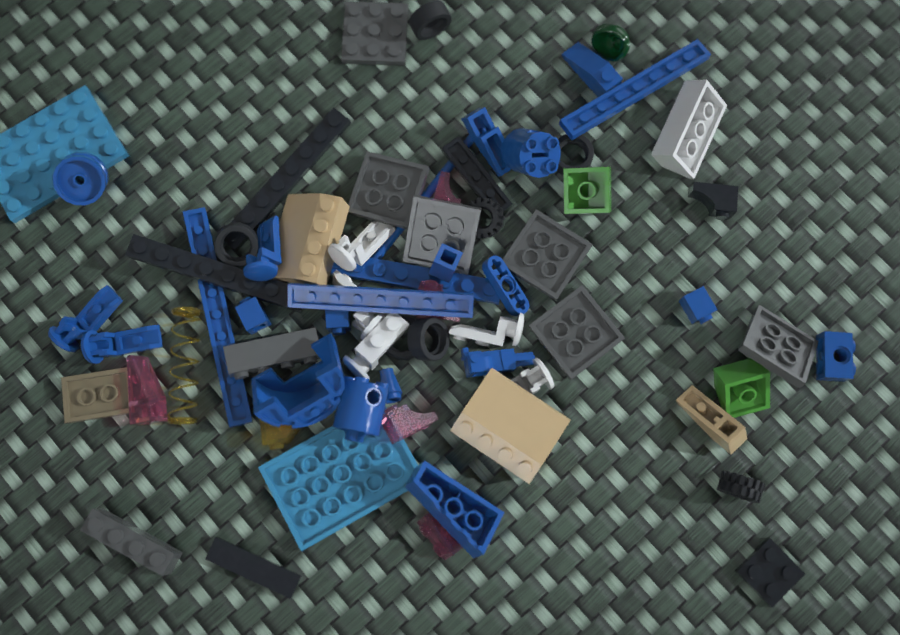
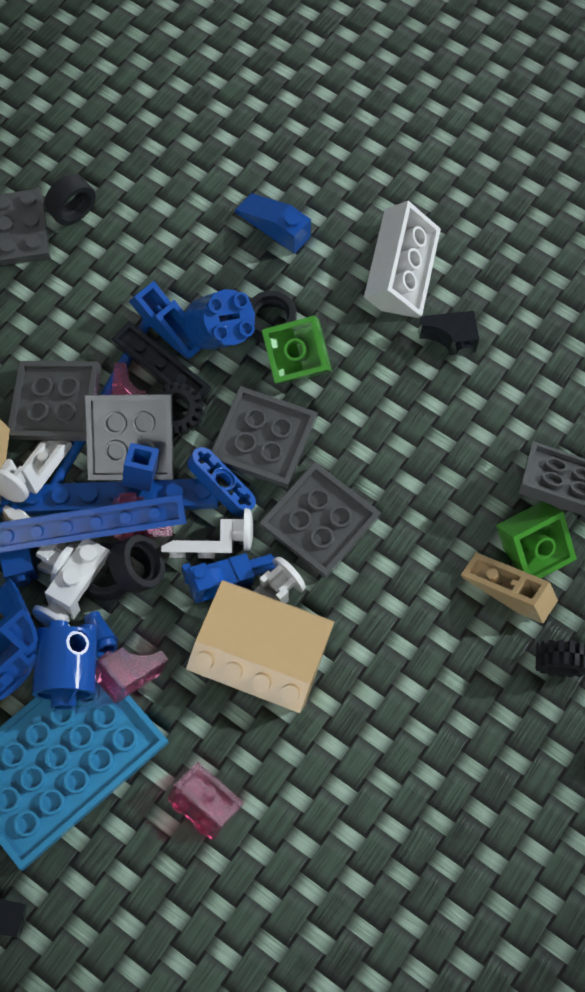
camera: 15 degrees left, 10 degrees down
(455, 507) = (211, 763): blue wedge -> none
(611, 42) = (289, 184): dark green hair -> none
(634, 89) = (326, 231): blue plate -> none
(698, 306) = (460, 457): blue brick -> none

